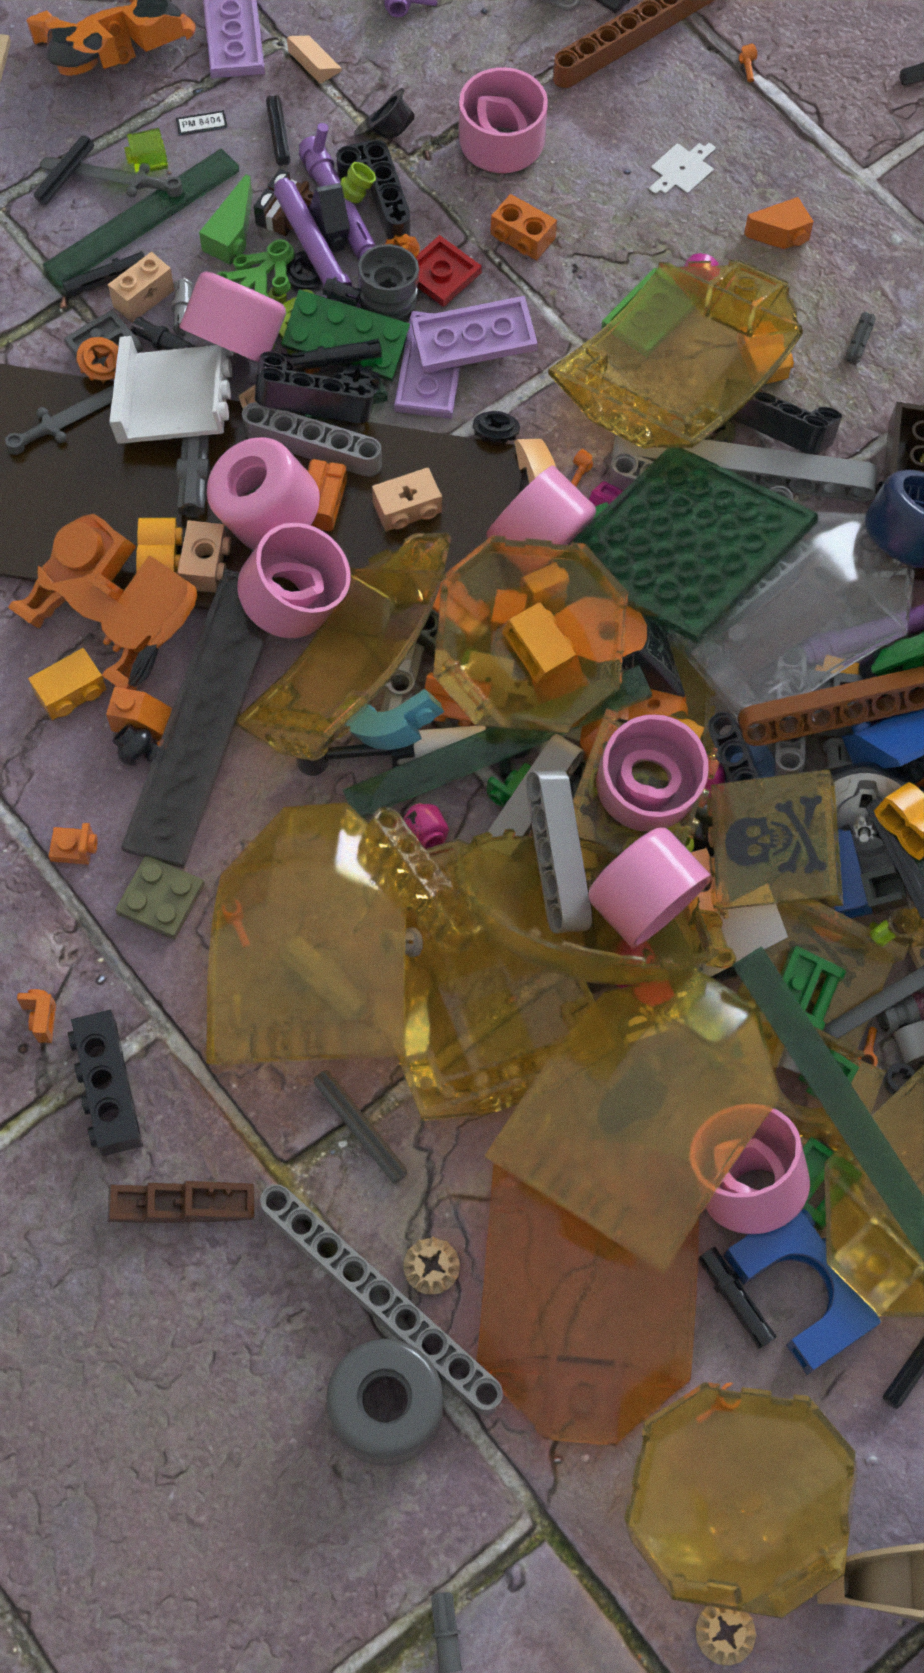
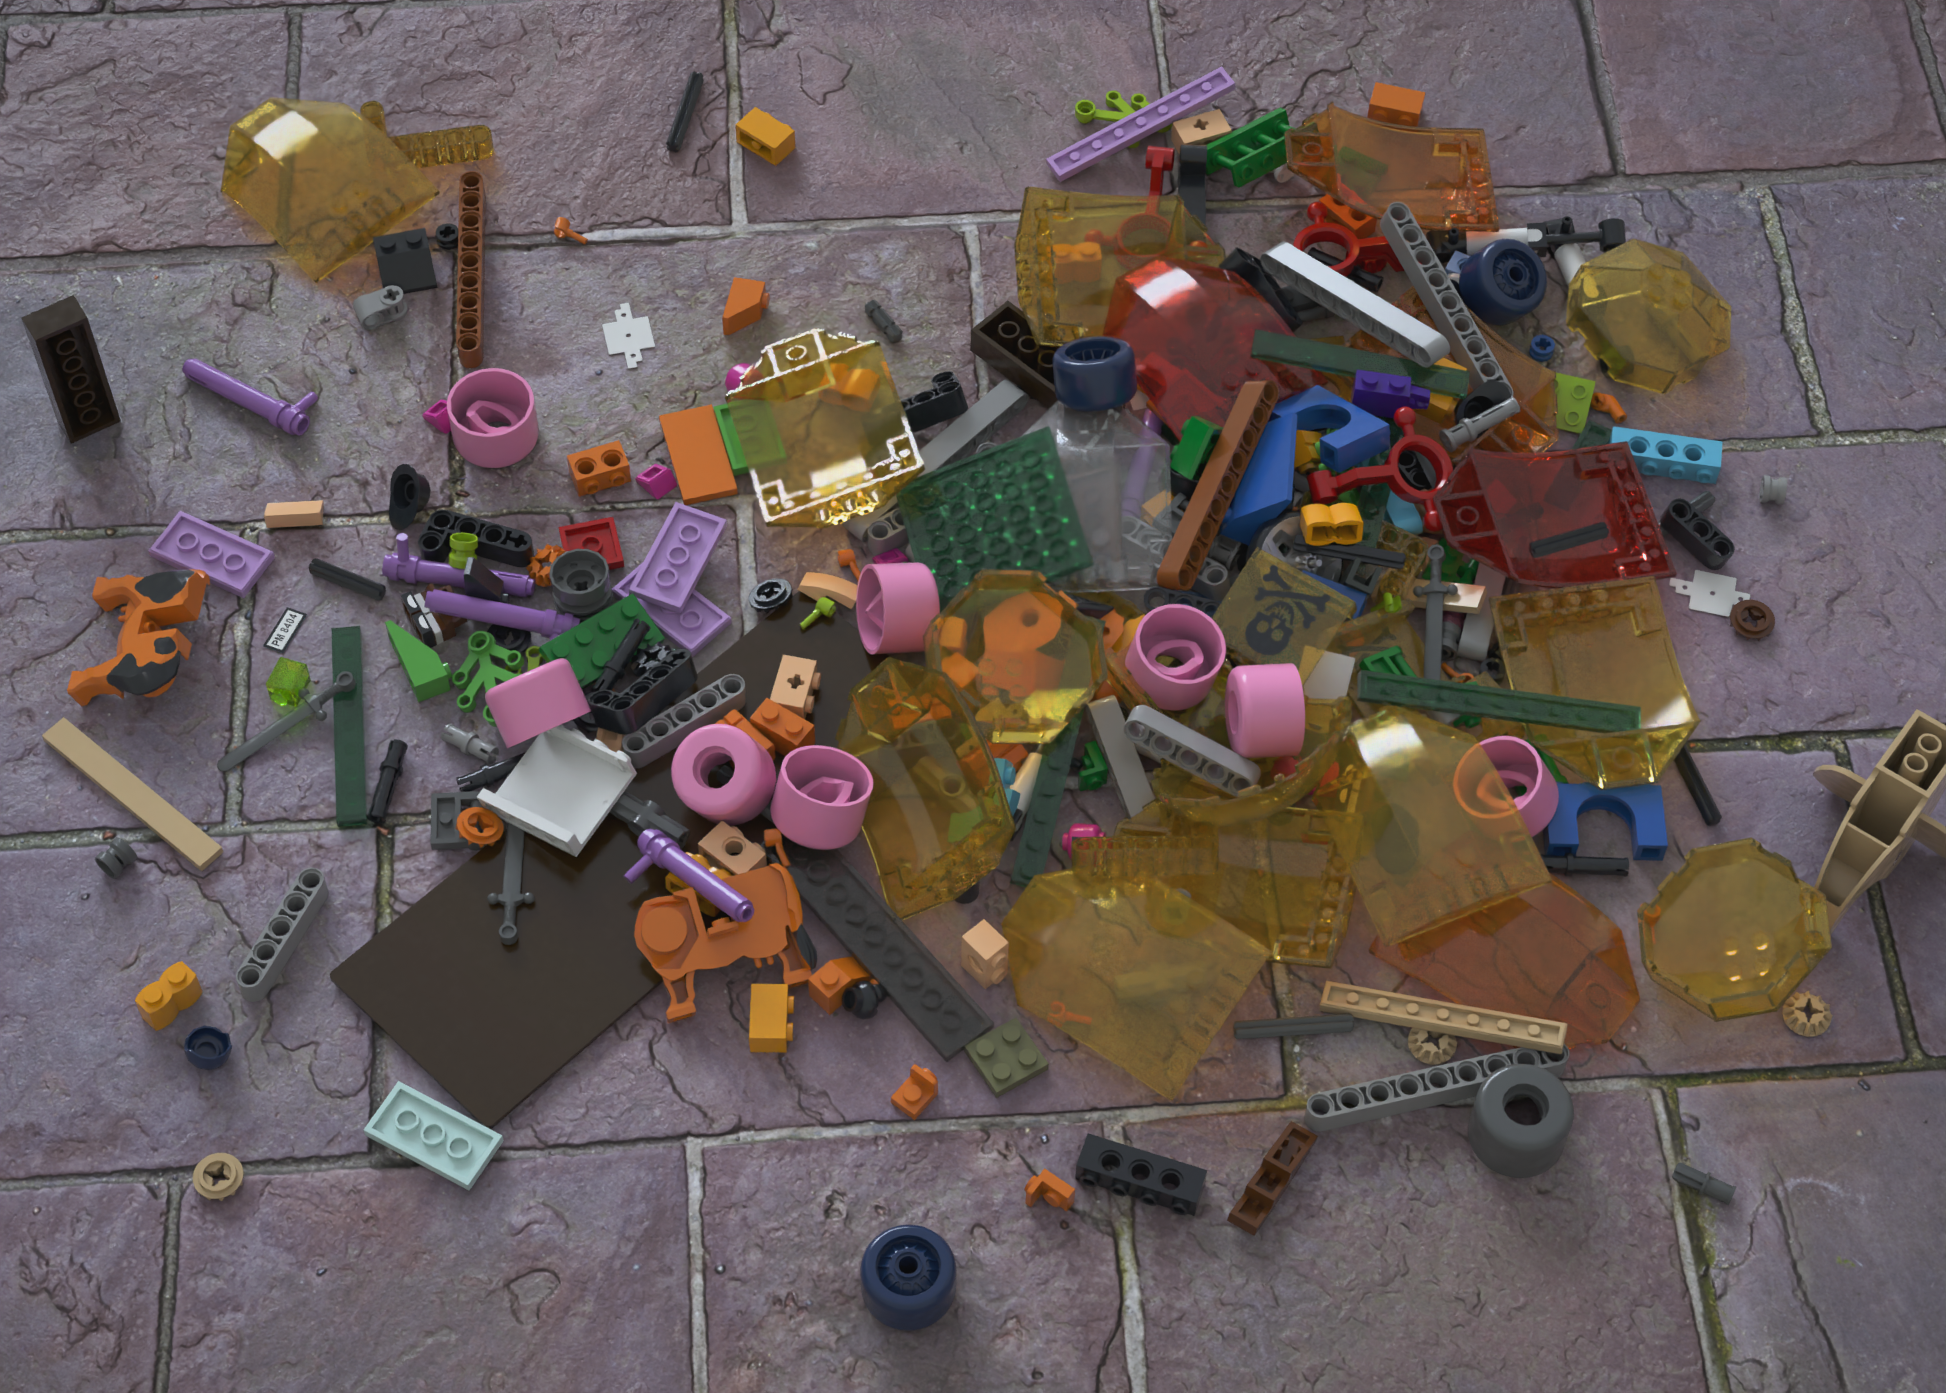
camera: 55 degrees left, 10 degrees down
(64, 170) = (252, 753): black axle -> none
(141, 287) = (427, 760): light nougat brick -> none
(155, 504) = (667, 854): none -> medium lavender cylinder
(232, 572) = (773, 838): none -> orange hand
(240, 812) = (985, 954): none -> light nougat brick
(340, 291) = (561, 622): black pin -> none
(356, 516) = (782, 727): none -> orange brick
(458, 1264) = (1444, 1017): none -> tan tile
(511, 471) = (823, 606): none -> lime hand
(539, 642) = (1015, 661): light orange brick -> none
(549, 277) = (657, 480): none -> dark pink slope
(598, 288) = (698, 455): none -> orange tile

